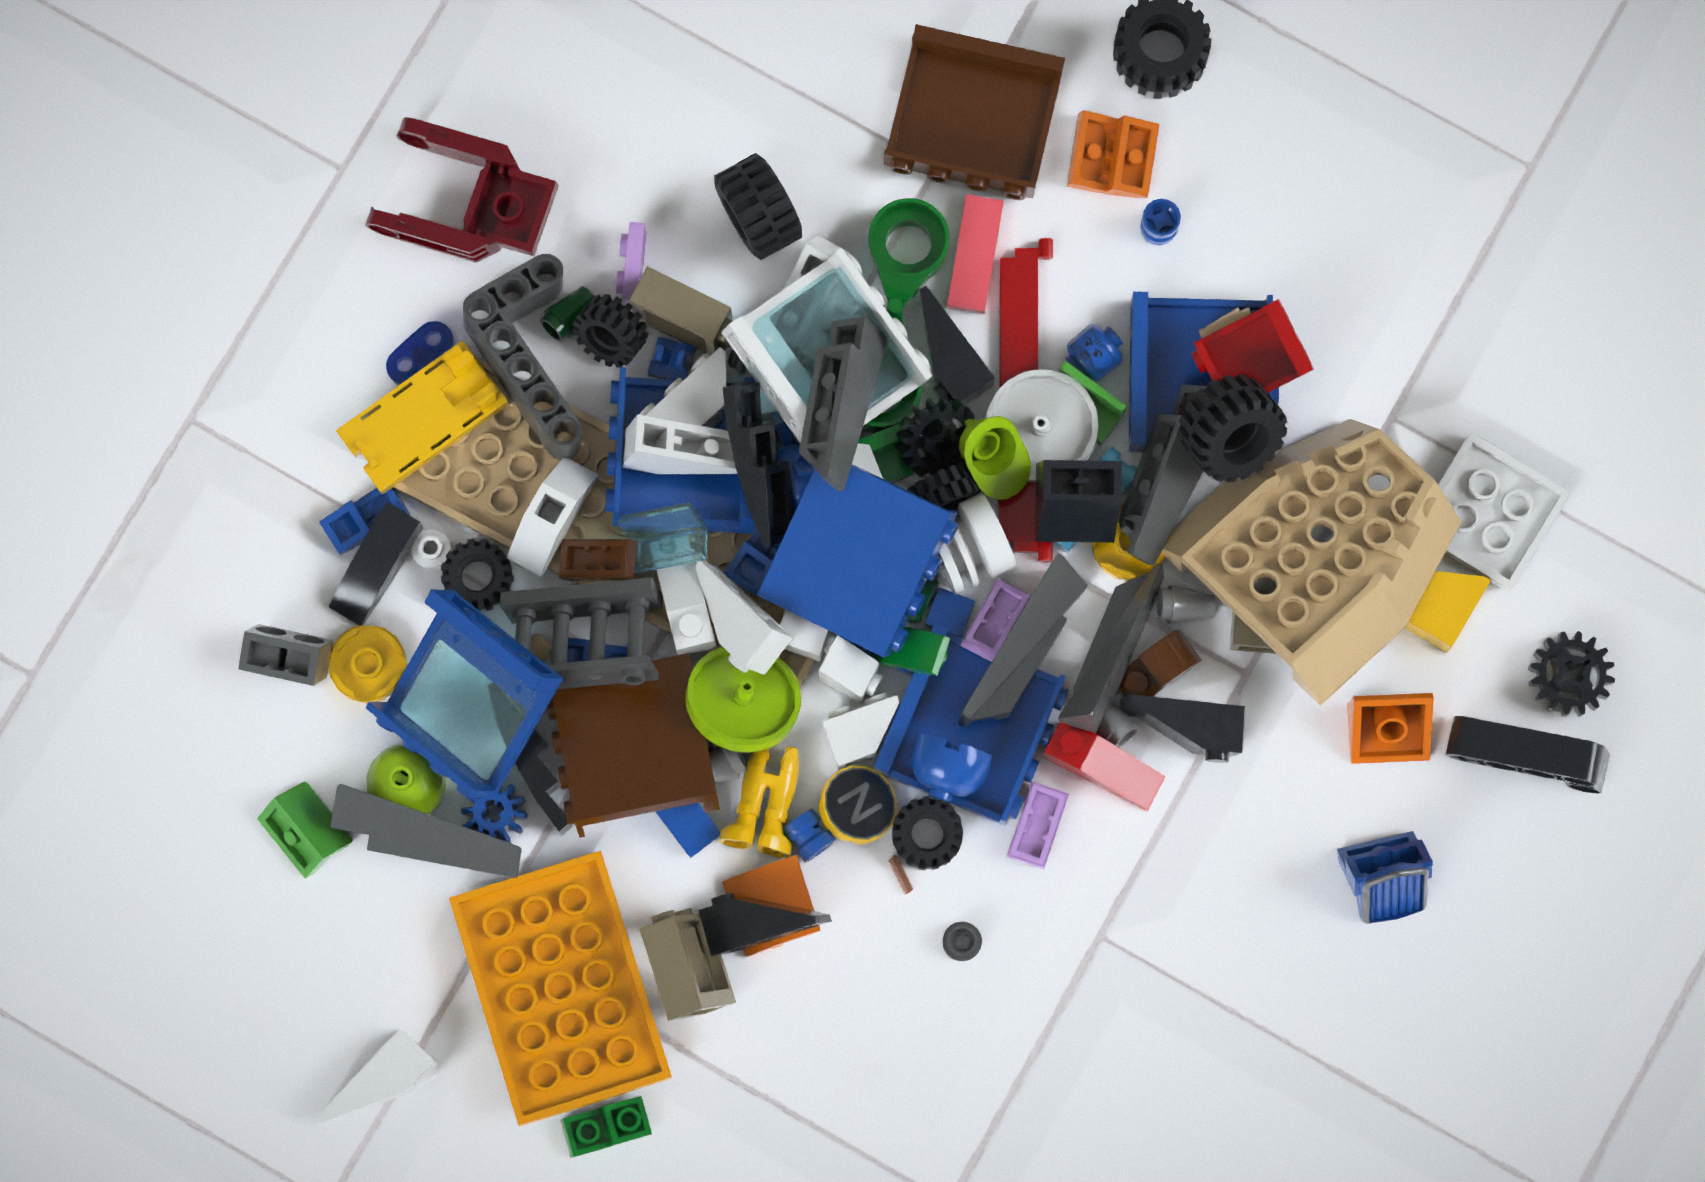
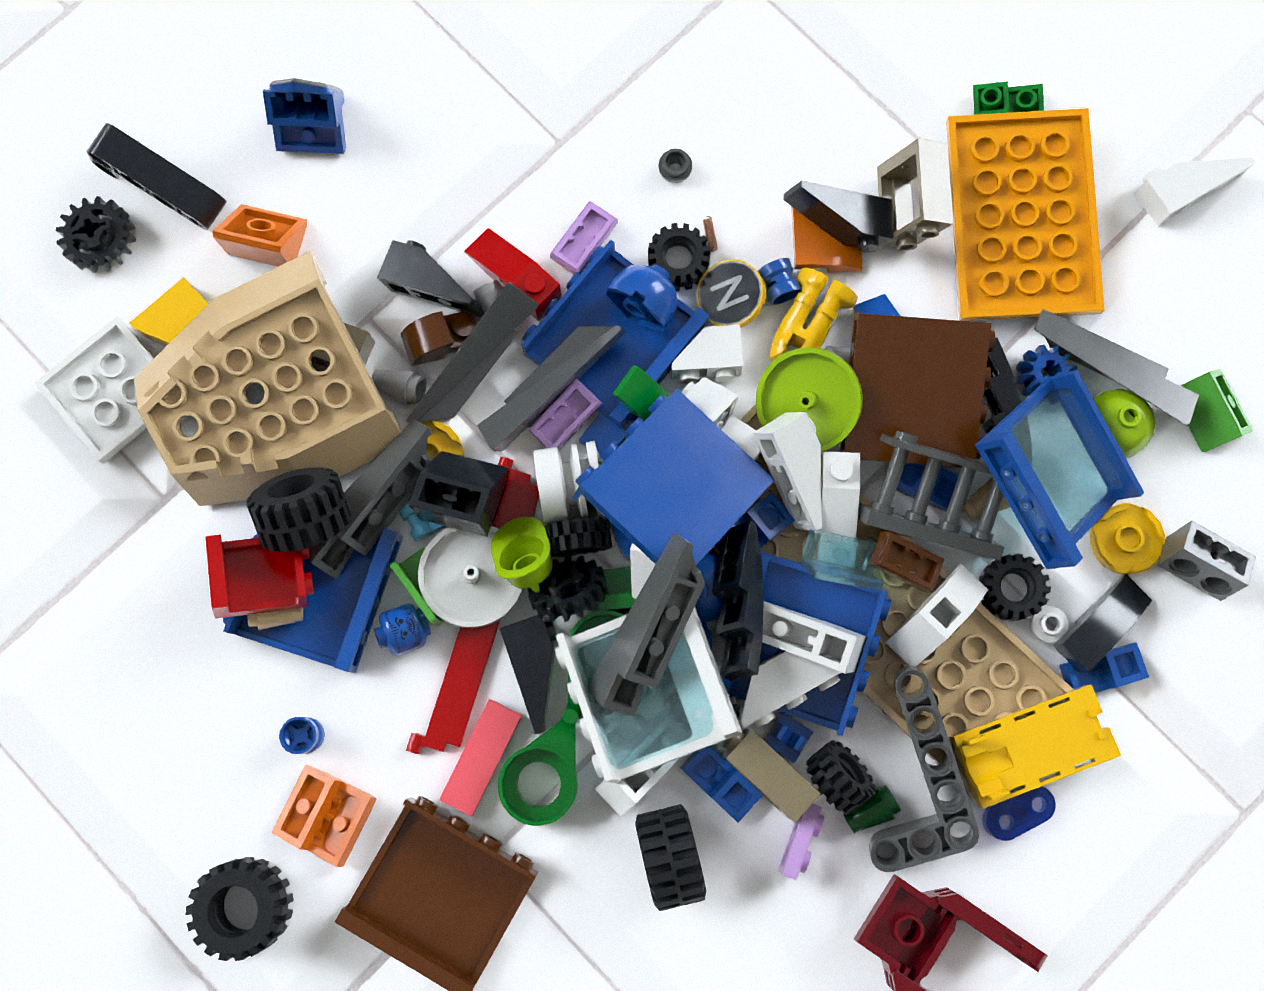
camera: 165 degrees left, 0 degrees up
(726, 290) = (721, 782): none -> blue slope

